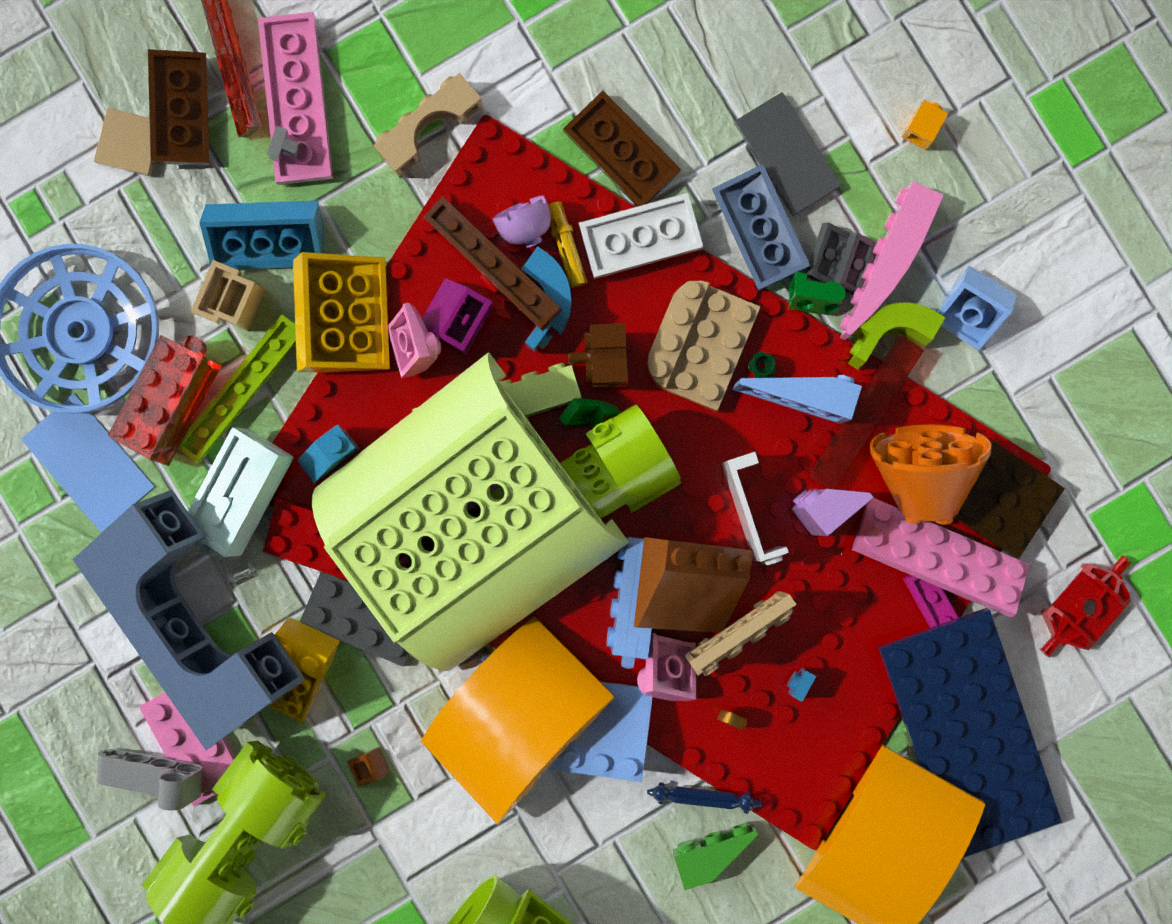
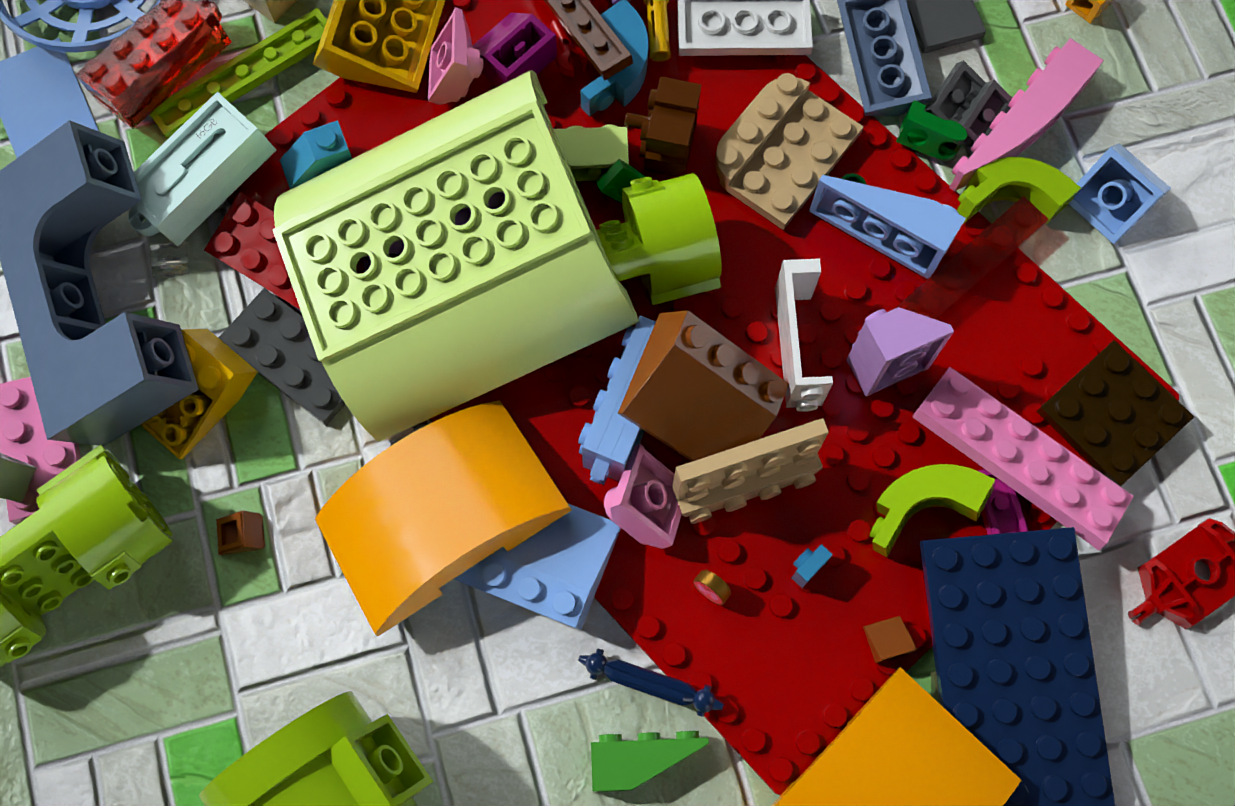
camera: 15 degrees right, 15 degrees down
(870, 722) = (889, 639): none -> dark orange slope
(882, 600) = (924, 488): none -> lime arch
(930, 469) = (1028, 345): orange cone -> none

